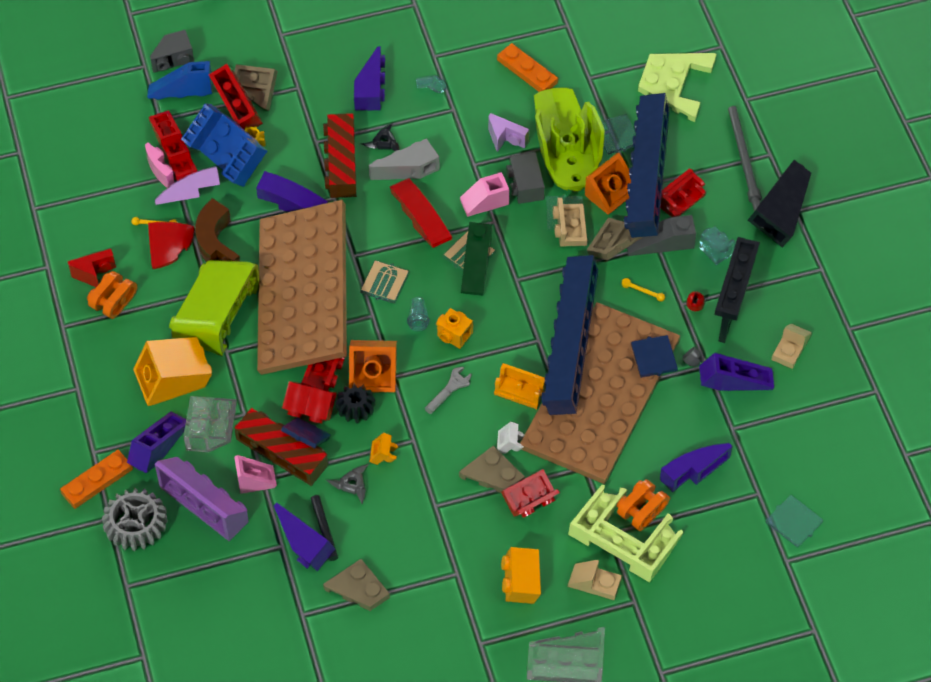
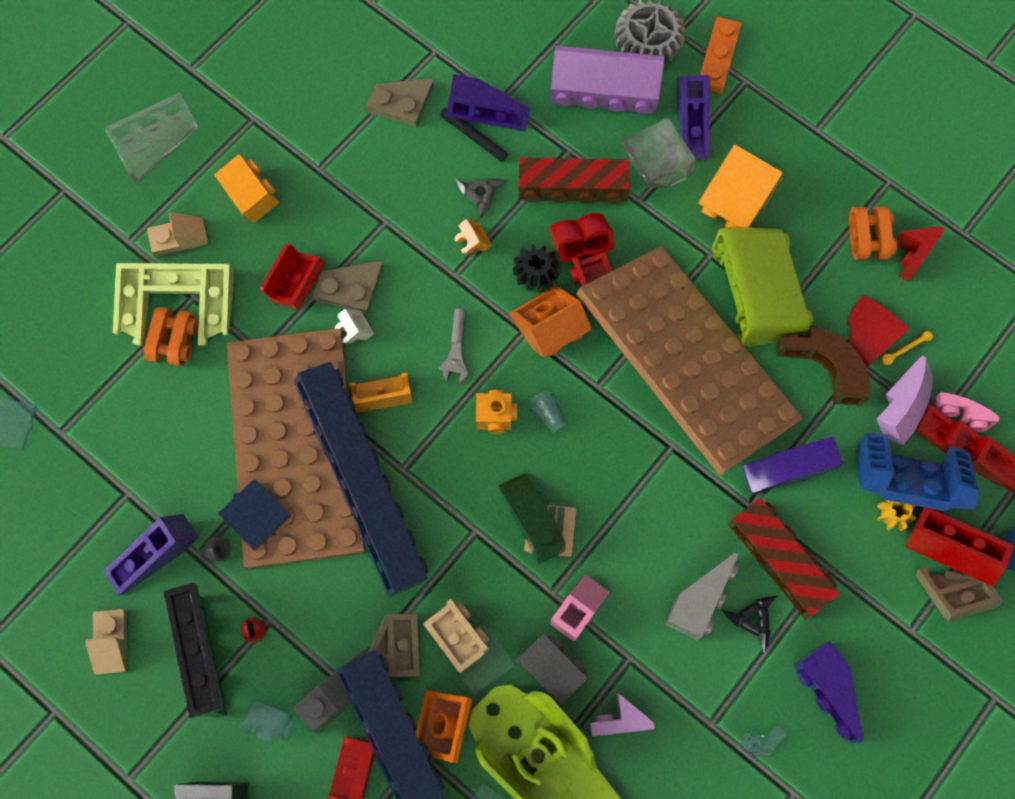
camera: 145 degrees right, 15 degrees up
(254, 475) = (578, 134): bright pink slope -> none
(305, 432) = (558, 200): dark blue piece -> none
(384, 281) = (614, 434): piece -> none
(421, 212) = (637, 538): red slope -> none
(627, 283) = (348, 605): yellow hinge -> none
(694, 465) = (138, 414): dark purple slope -> none

